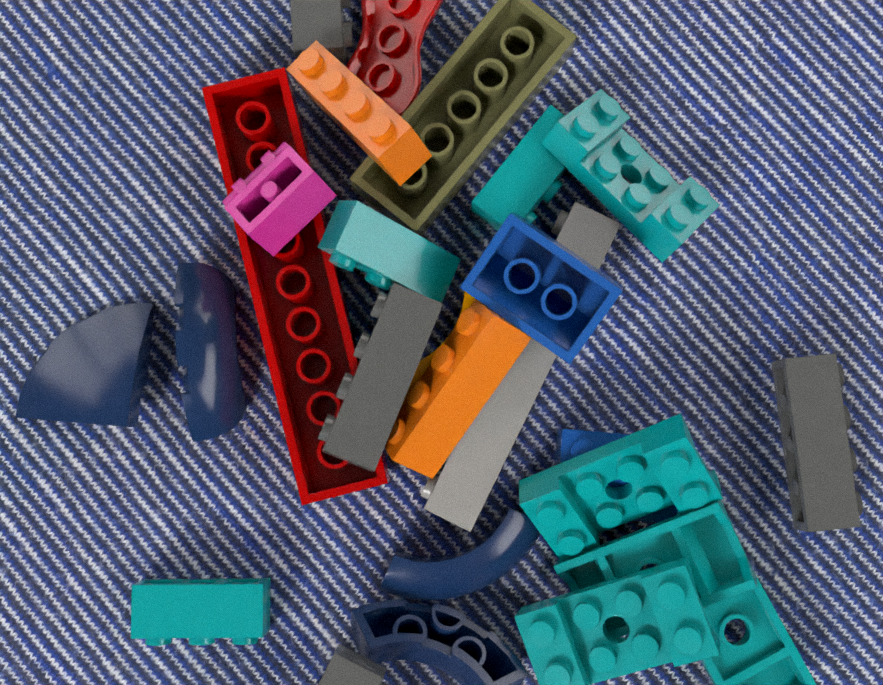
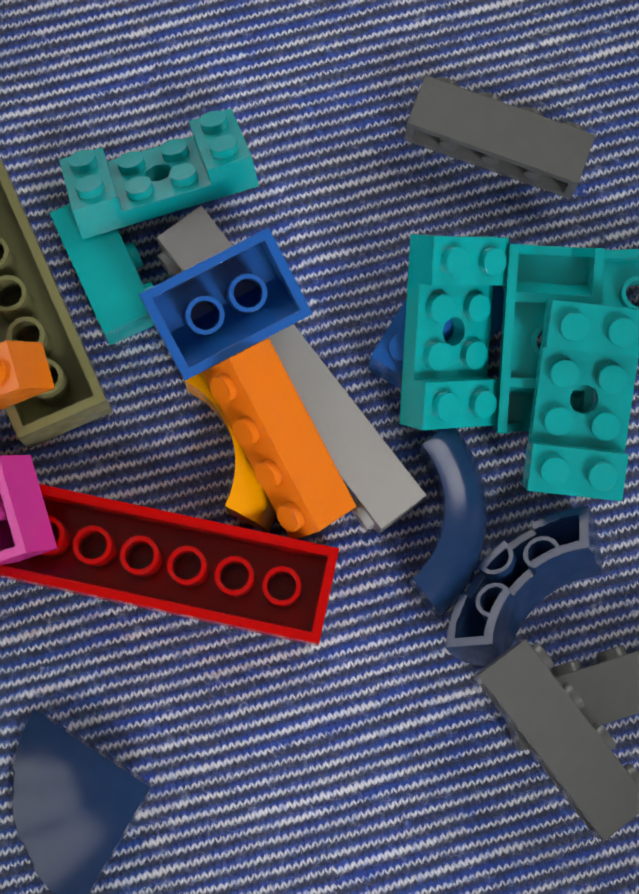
camera: 70 degrees left, 5 degrees down
(200, 610) = (373, 806): teal brick -> none
(208, 350) = (114, 669): dark blue brick -> none
(381, 378) = (233, 500): dark grey brick -> none
(386, 251) = (112, 438): teal brick -> none

